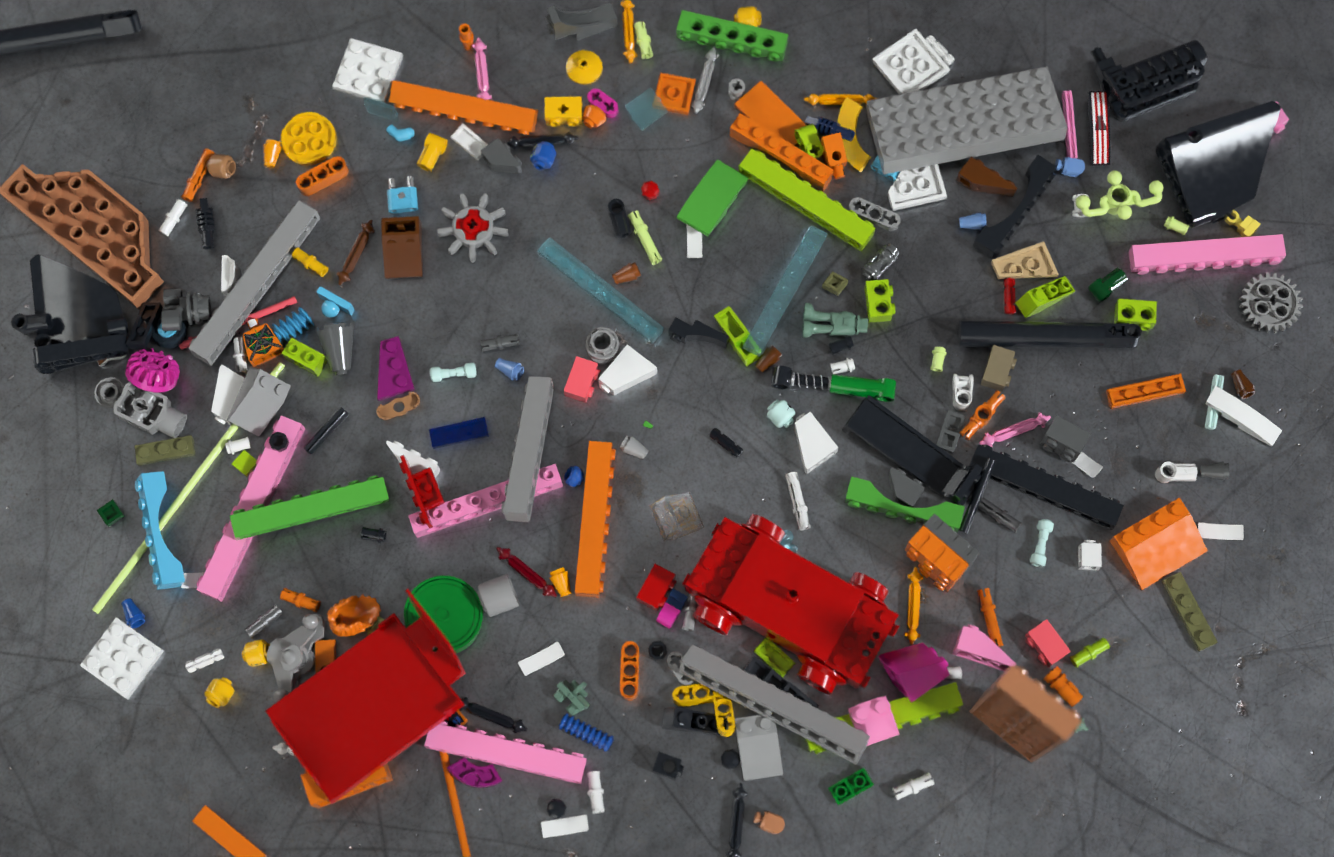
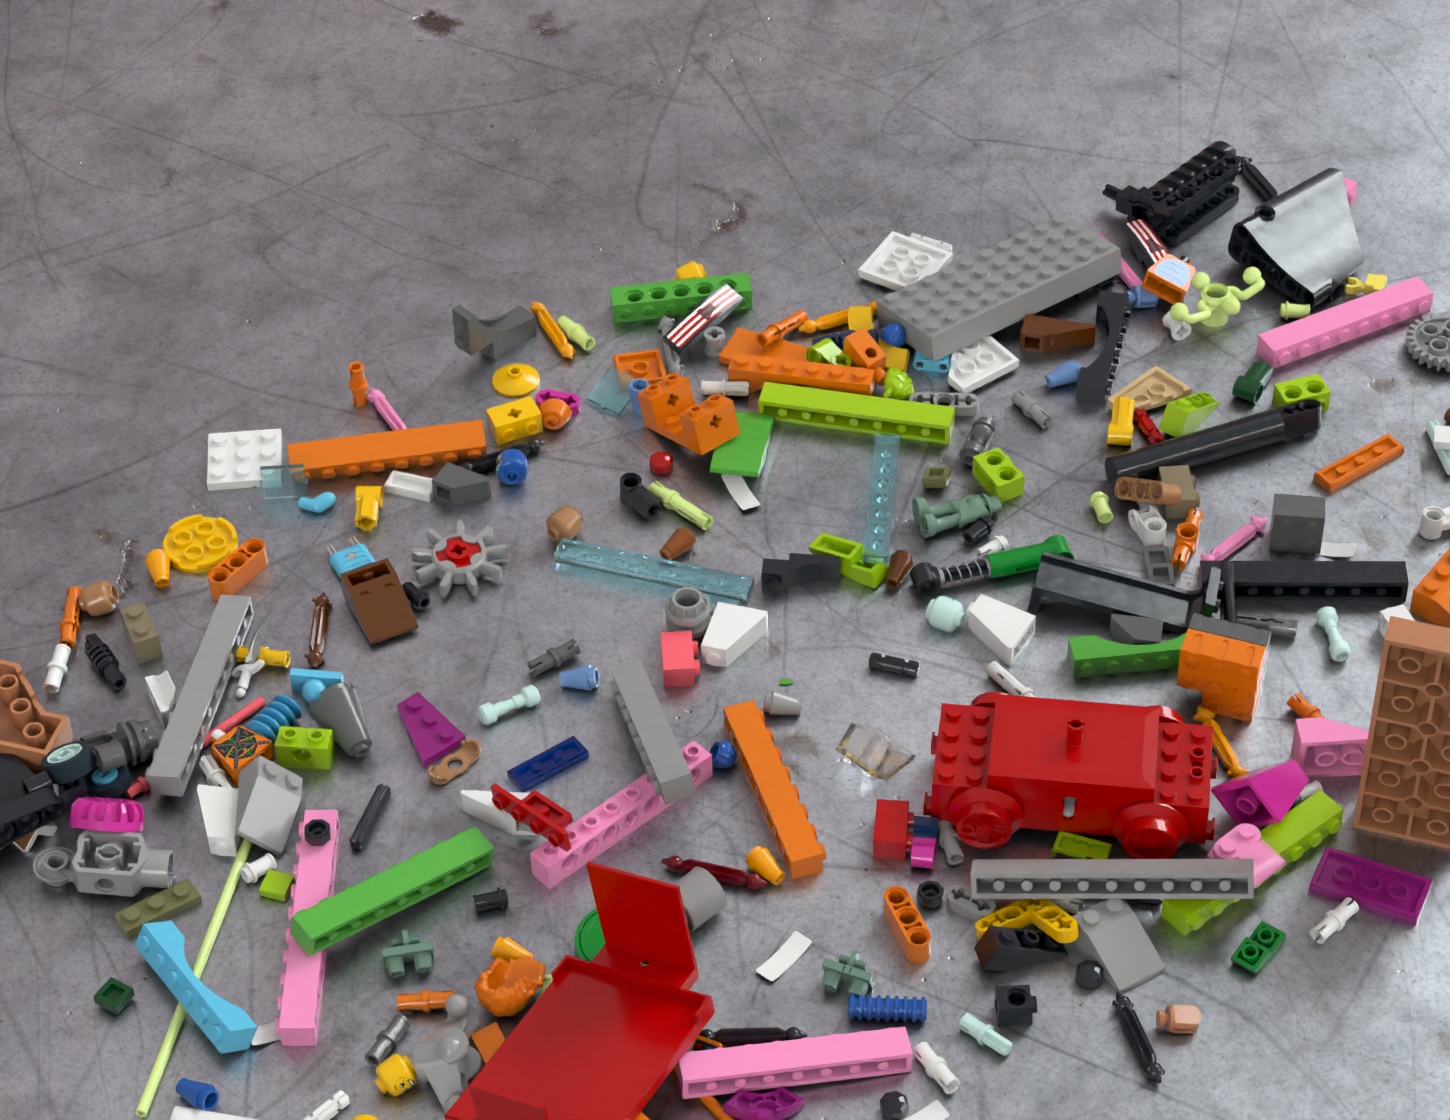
camera: 25 degrees left, 30 degrees down
(143, 314) = (69, 762): none -> black wheel
(236, 209) = (141, 632): none -> dark tan brick
(293, 559) = (407, 950): none -> sand green hips
(294, 270) = (250, 667): none -> white piece
(368, 585) = (508, 949): none -> light orange cone
(431, 249) = (418, 598): none -> black pin
(556, 225) = (564, 523): none -> medium nougat head
(639, 779) = (984, 1034): none -> light aqua axle
(659, 123) = (635, 387): none -> medium blue cone
(675, 150) = (672, 412): none -> orange plate
(724, 137) = (725, 388): none -> white axle
(735, 67) = (704, 315): none -> slope
(782, 100) = (776, 331): none -> orange pin
(847, 186) = (897, 384): none -> lime piece
(864, 138) = (893, 335): none -> blue piece
(935, 244) = (1032, 408): none -> light grey pin
(953, 766) = (1371, 885): none -> magenta tile
(972, 366) = (1147, 491): none -> medium nougat beam
(988, 291) = (1121, 428): none -> yellow piece
(1096, 163) = (1169, 278): none -> orange torso
(1219, 83) = (1257, 179): none -> black wheel

